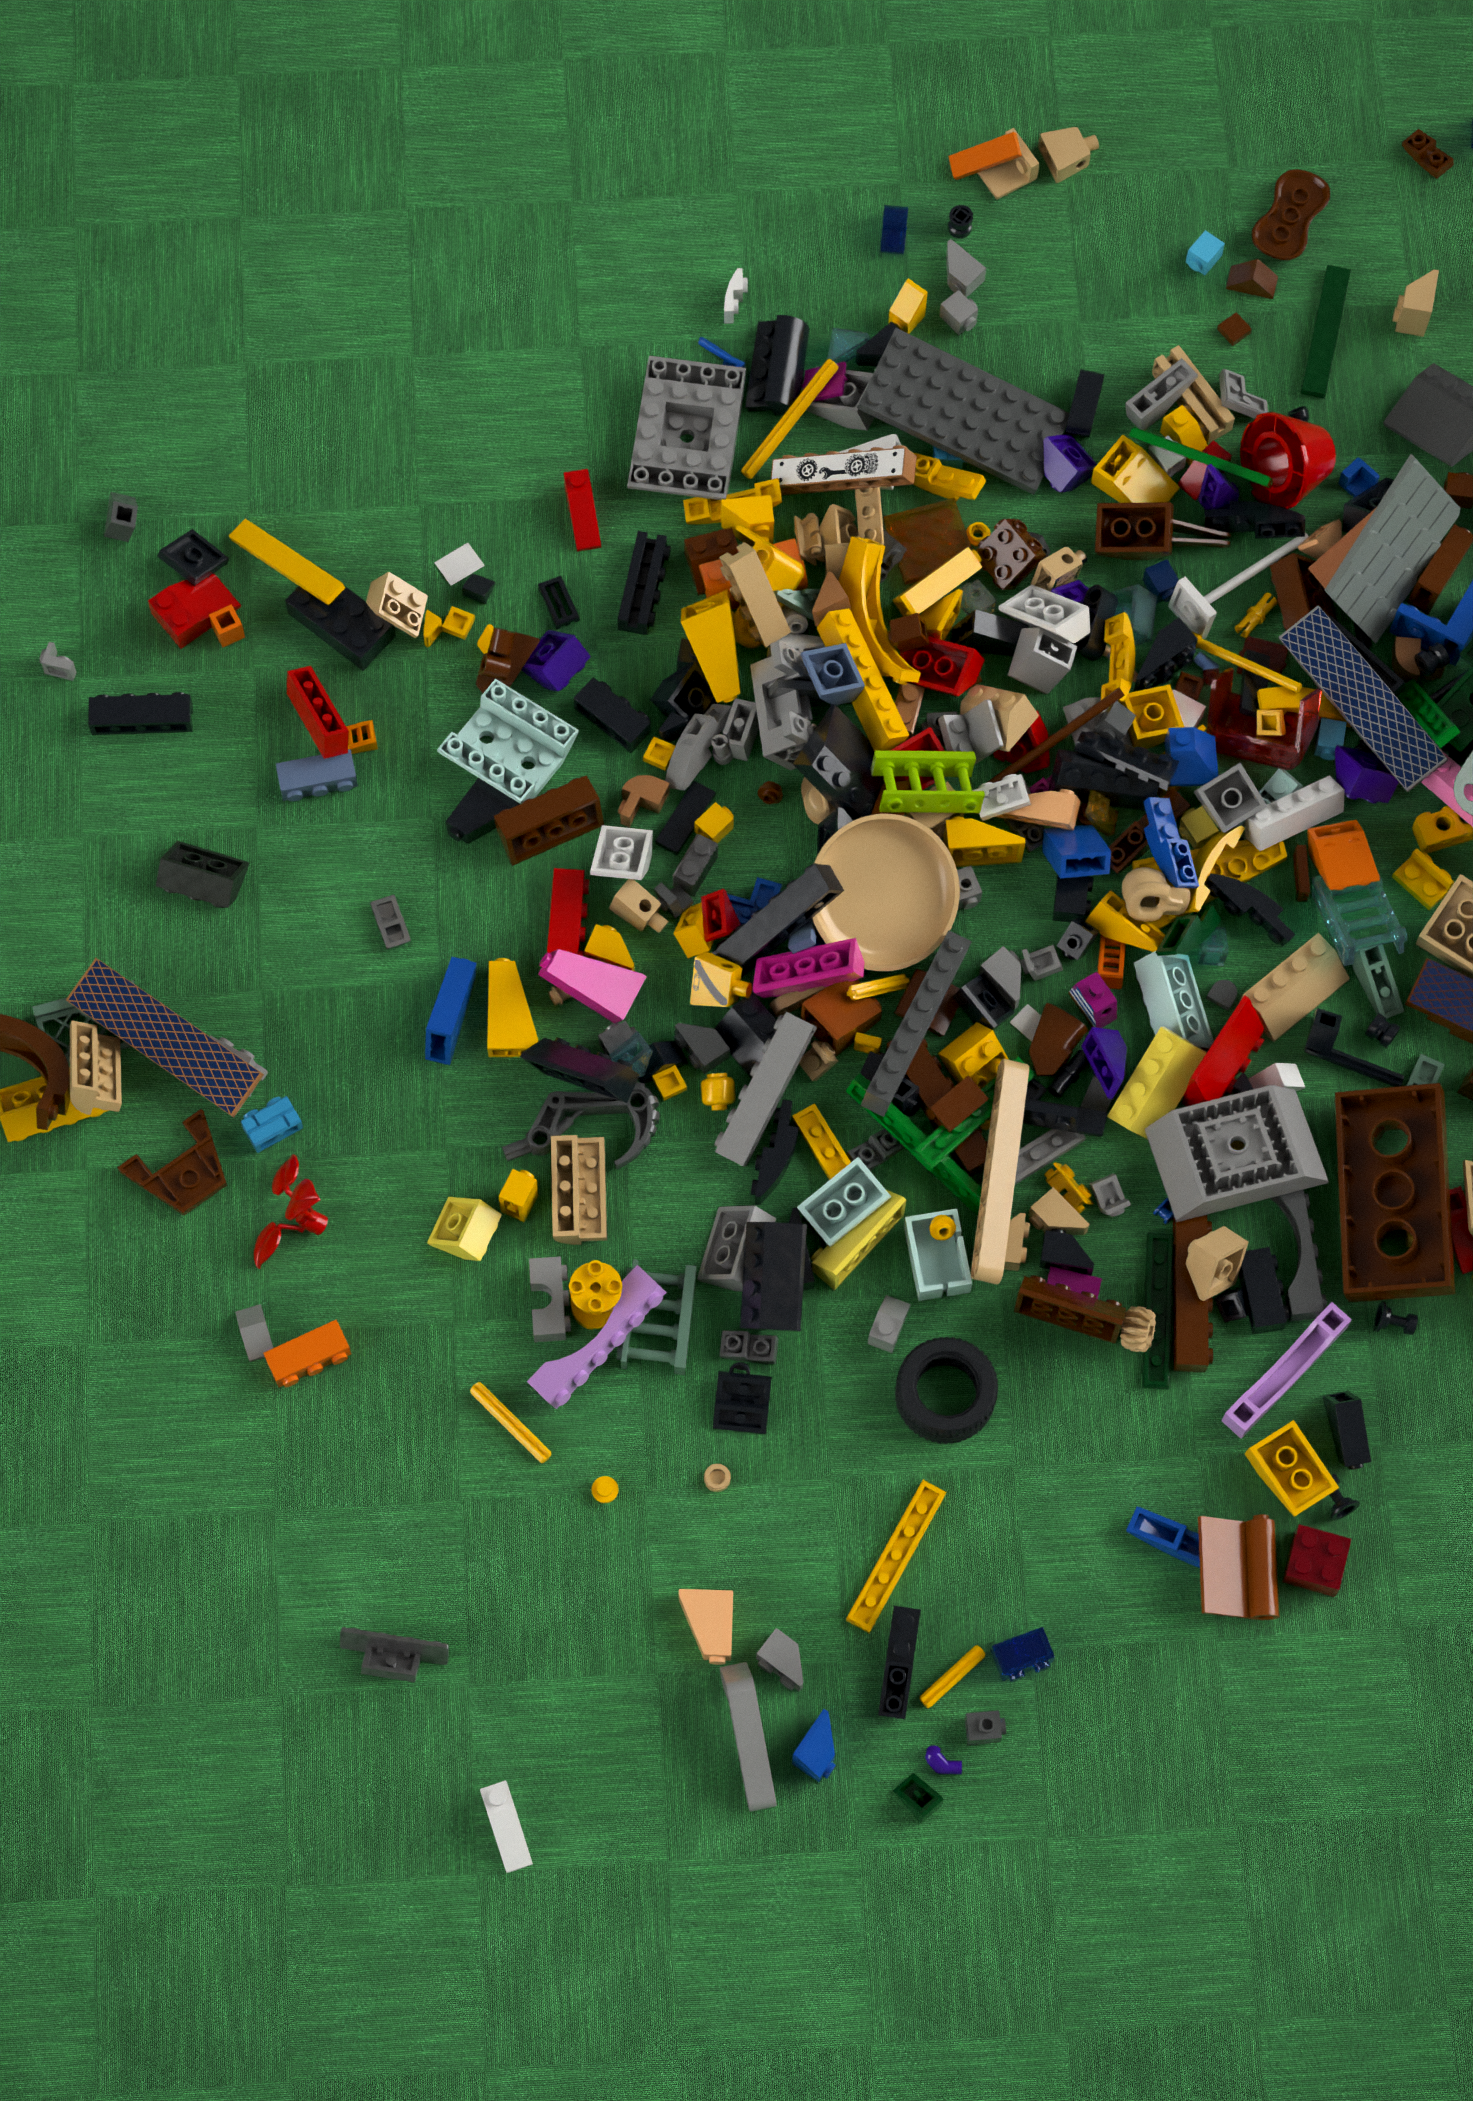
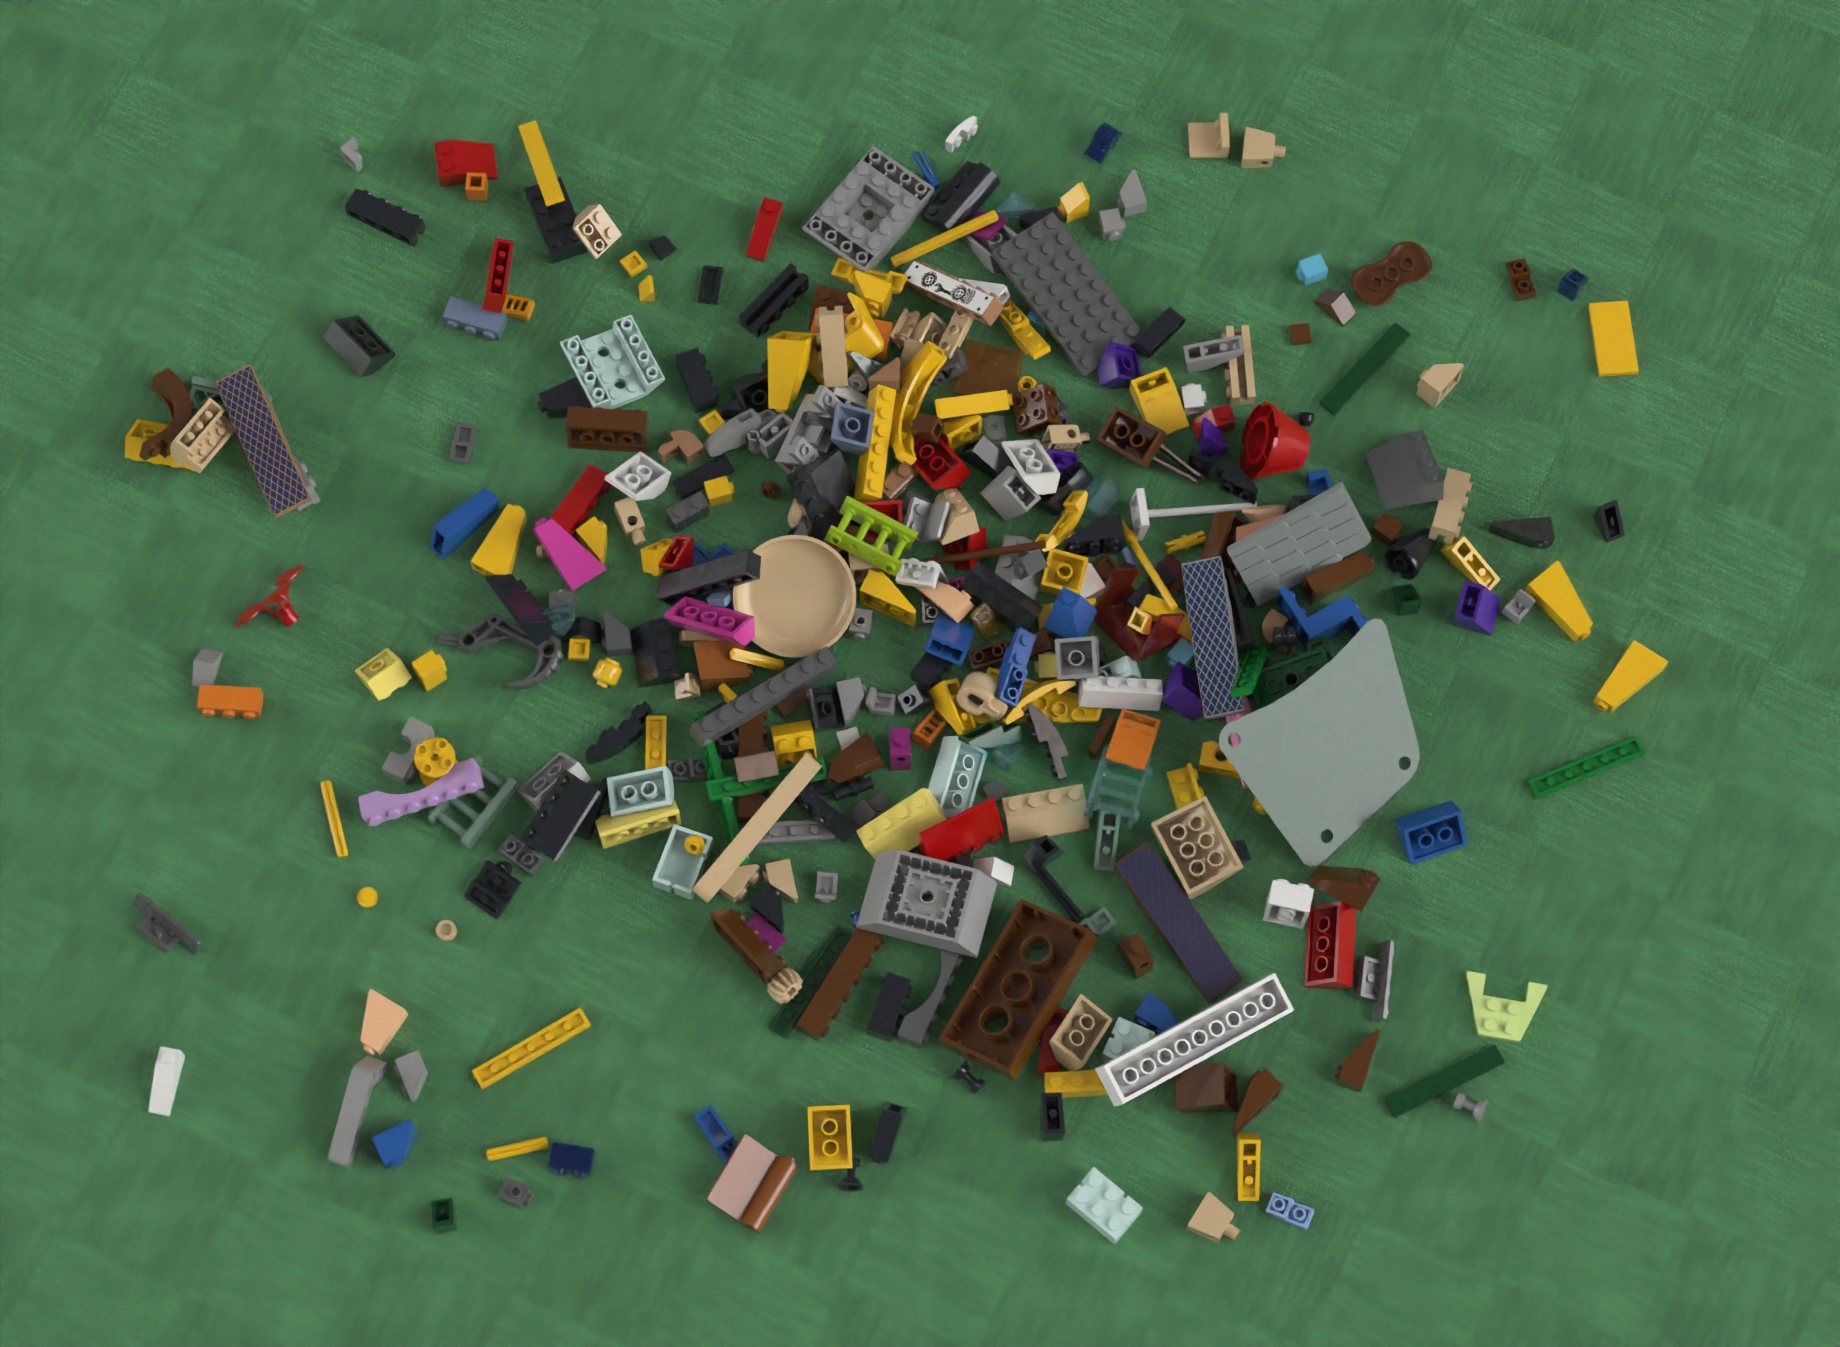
camera: 30 degrees right, 0 degrees up
(120, 517) = (453, 76): dark grey slope -> none
(189, 1177) = (226, 543): reddish brown wing -> none
(193, 557) = (484, 128): black plate -> none
(271, 1123) = (301, 536): dark azure brick -> none
(432, 628) = (612, 258): yellow slope -> none
(459, 564) = (661, 224): white sticker -> none
(505, 657) = (647, 303): reddish brown panel -> none
(556, 660) = (681, 323): dark purple slope -> none
(578, 1189) = (472, 688): tan brick -> none
(673, 900) = (658, 529): dark grey bracket -> none
(717, 982) = (649, 597): yellow torso -> none
(765, 1089) = (635, 687): light grey brick -> none
(888, 1323) = (623, 890): light grey slope -> none
(899, 1662) = (487, 1119): black slope -> none
(940, 1764) = (472, 1201): dark purple arm -> none
(950, 1353) = (624, 927): black tyre -> none
(960, 221) = (1152, 165): black wheel -> none
(985, 156) = (1197, 123): orange tile -> none
(1063, 1179) = (803, 857): yellow hinge -> none
(1107, 1057) = (882, 787): dark purple slope -> none
(1126, 757) = (1027, 598): black wing -> none
(1160, 580) = (1131, 481): dark blue brick -> none
(1184, 429) = (1215, 388): yellow slope -> none
(1201, 457) = (1211, 413): green tile -> none
(1215, 1261) = (864, 969): tan slope -> none
(1232, 1304) = (863, 1005): black slope -> none
(1235, 395) = (1267, 383): light grey tile -> none
(1286, 1370) = (848, 1077): lavender arch -> none
(1316, 1560) = (809, 1209): dark red brick -> none
(1382, 1030) = (1088, 876): black wheel -> none

